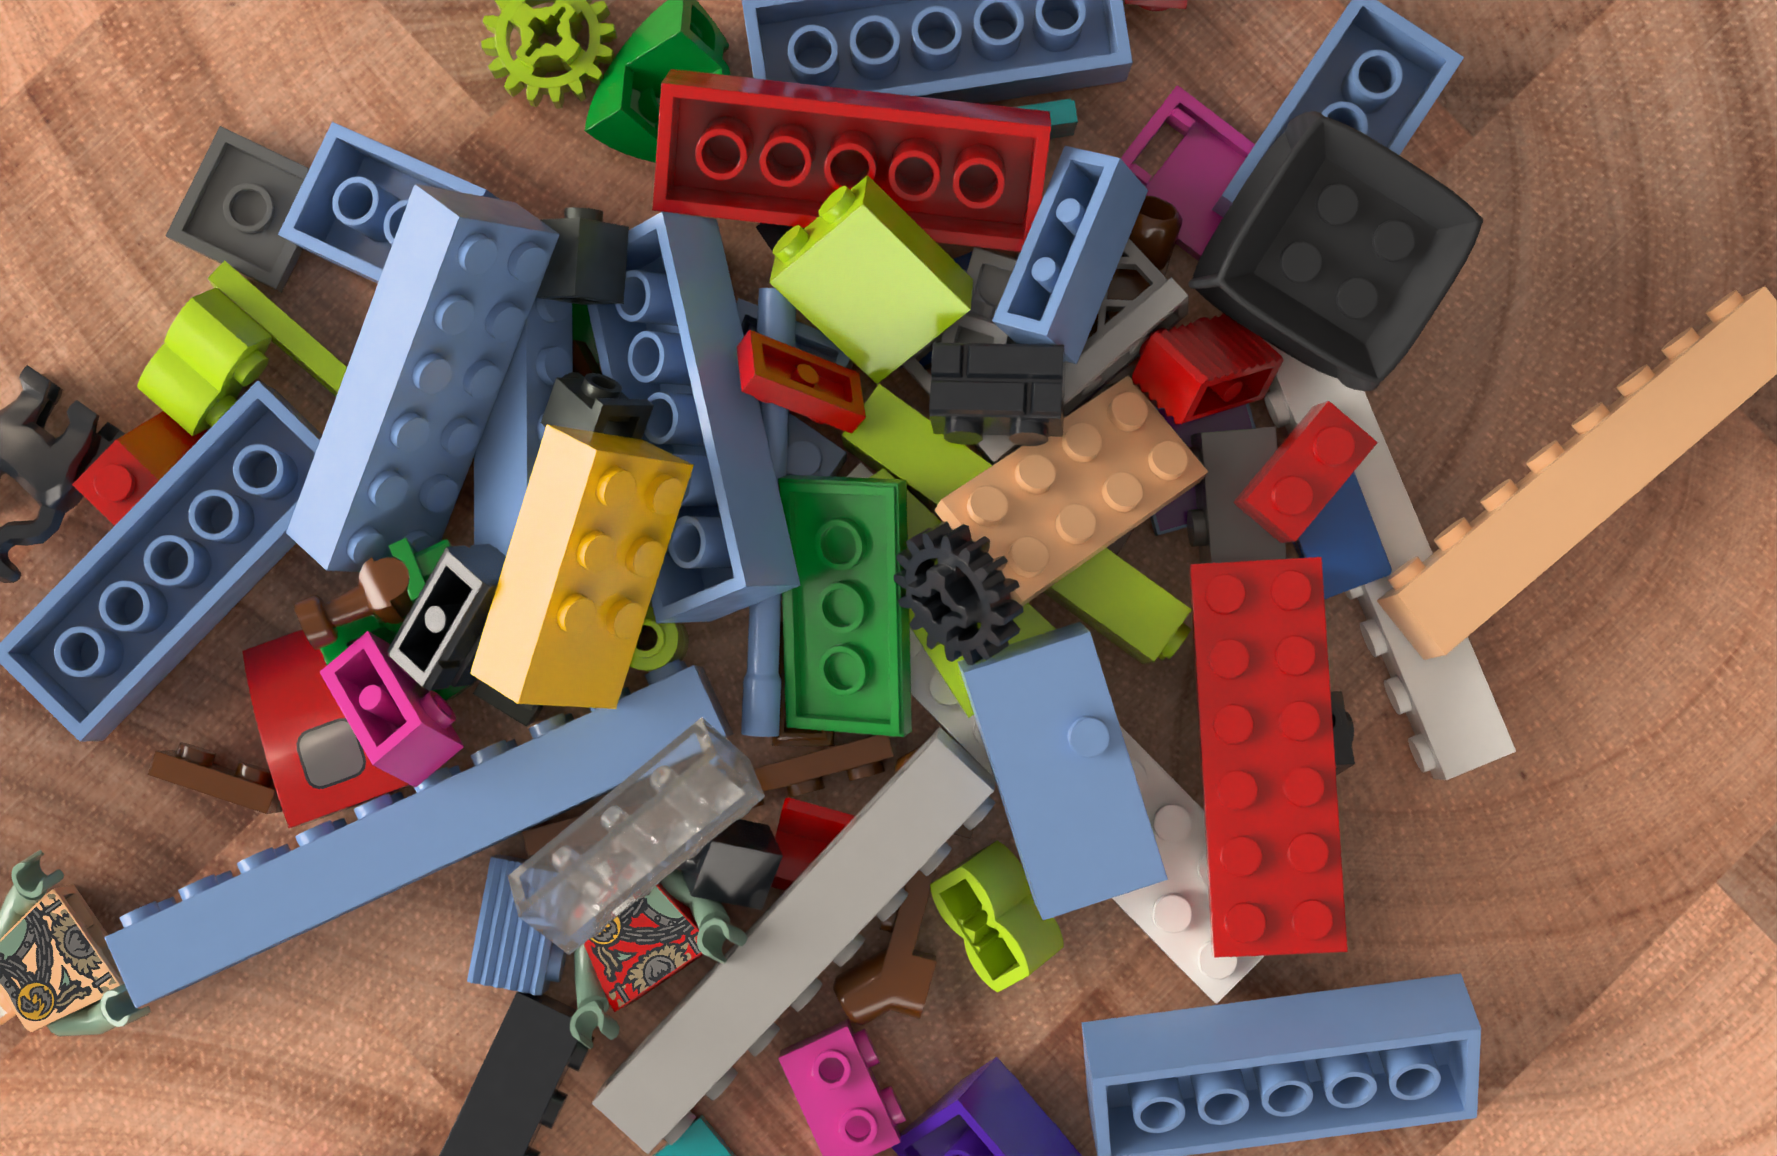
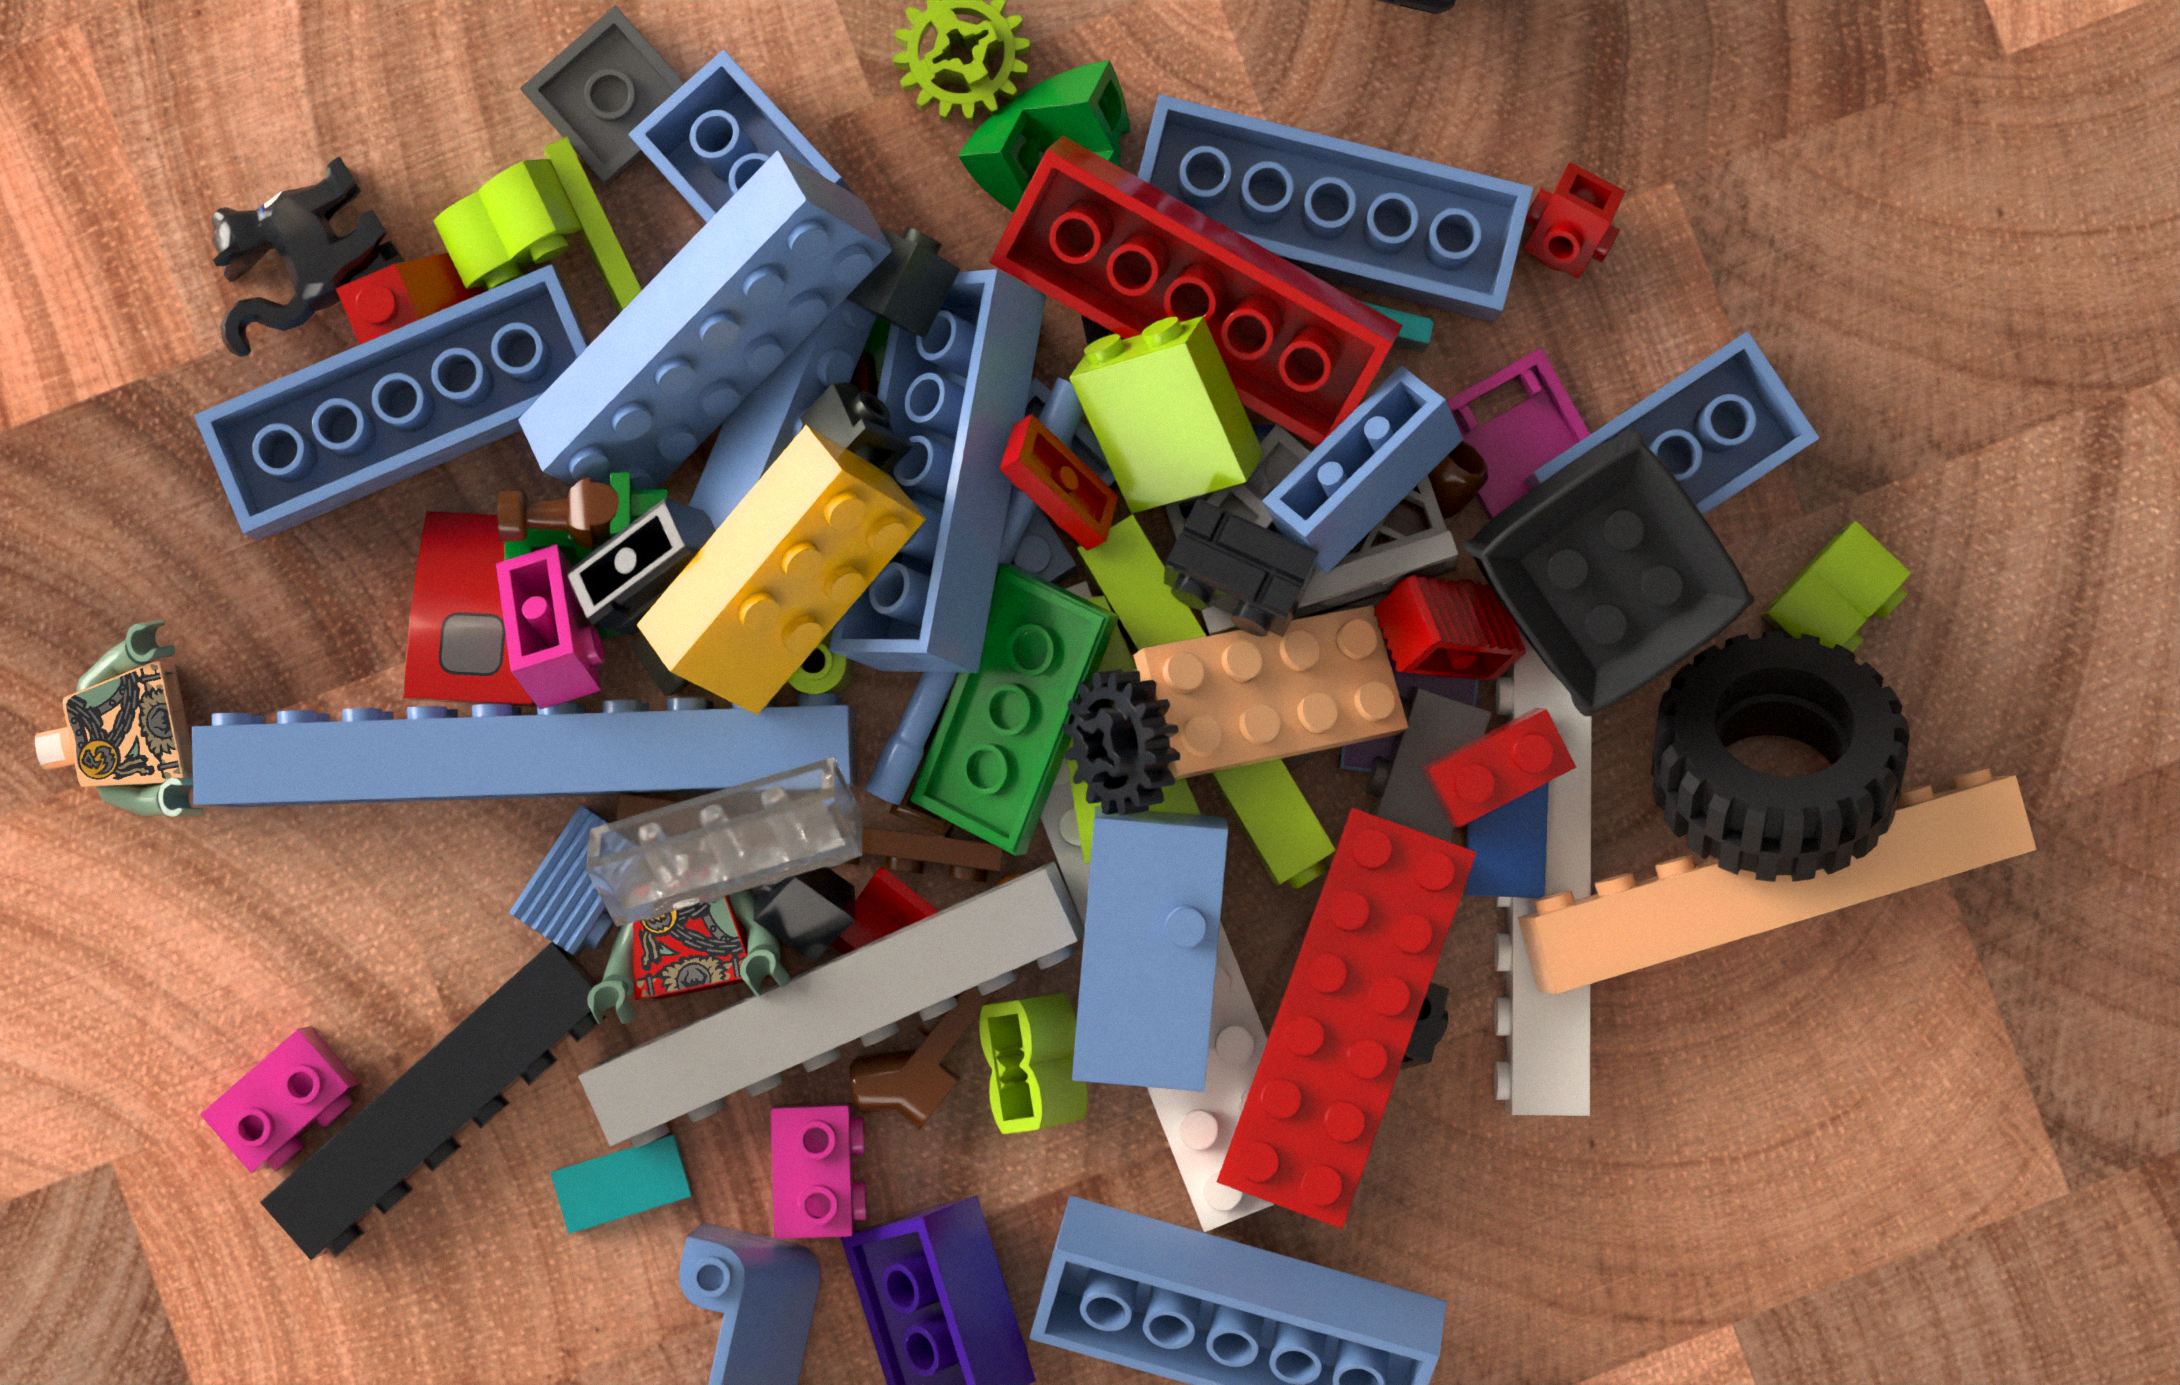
camera: 20 degrees right, 0 degrees up
(194, 769) = (336, 605): reddish brown plate -> none
(1535, 194) = (1840, 590): none -> lime brick
(1560, 418) = (1767, 819): none -> black tyre

